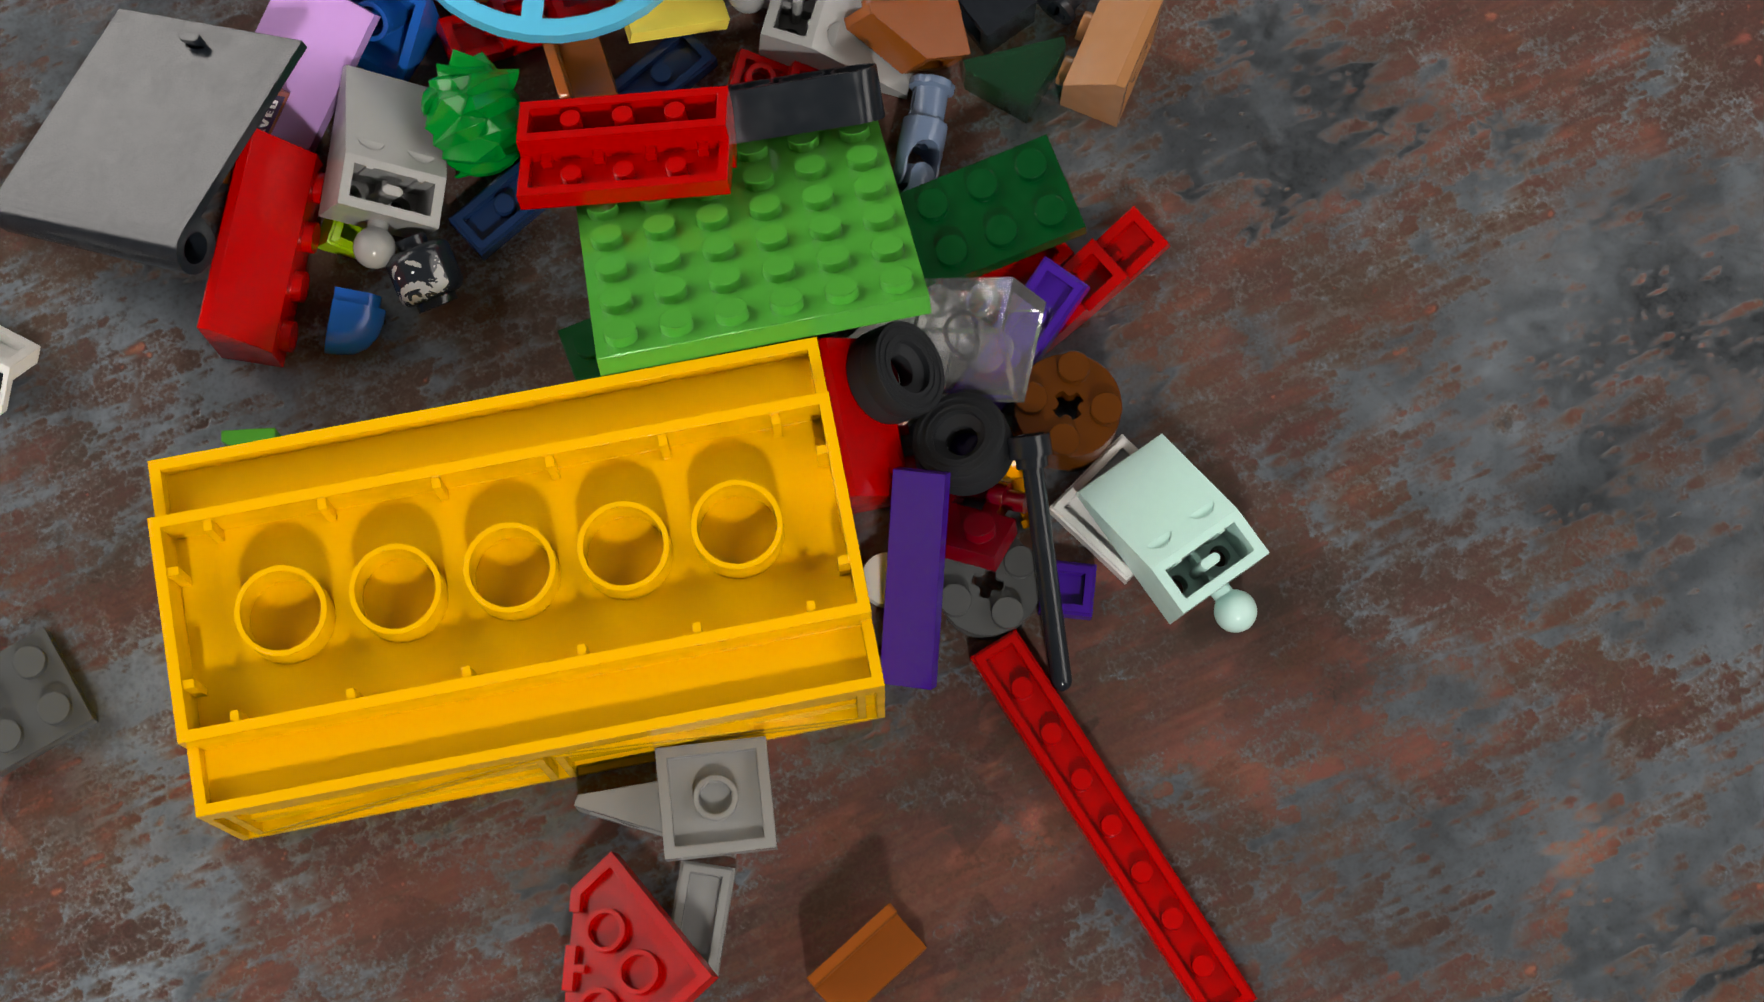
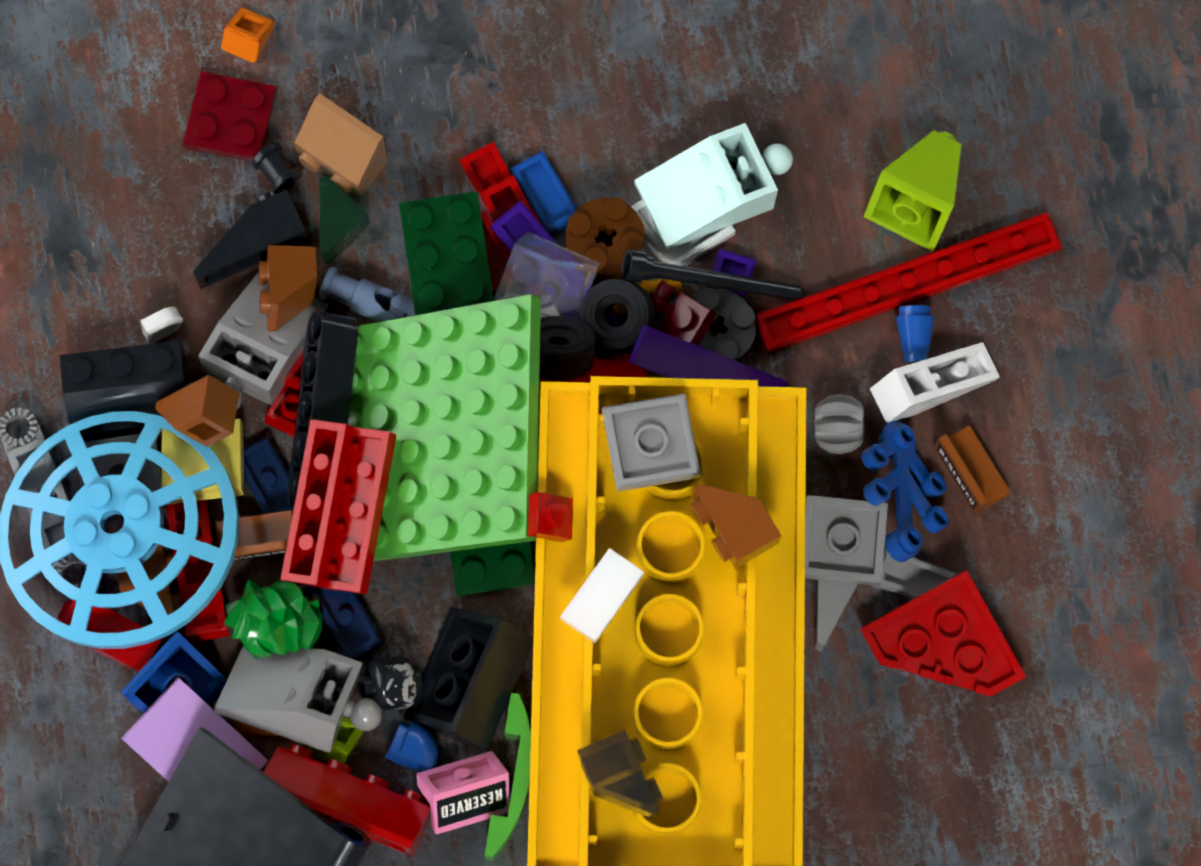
camera: 80 degrees left, 0 degrees up
(284, 533) = (616, 774): none -> clear smoke slope
(303, 386) = (465, 791): none -> bright pink panel
(445, 360) = (470, 677): none -> black slope
(528, 465) = (602, 595): none -> white tile
(633, 386) = (550, 517): none -> red plate
(656, 619) = (737, 521): none -> dark orange slope
(747, 483) = (651, 442): none -> light grey plate
(814, 870) = (899, 444): none -> blue plant
(887, 769) = (839, 423): none -> light grey piece
(976, 888) = (933, 382): none -> white slope
(1040, 848) = (915, 331): none -> blue cone
(1121, 324) = (544, 192): none -> blue tile
(1244, 810) = (918, 190): none -> lime slope

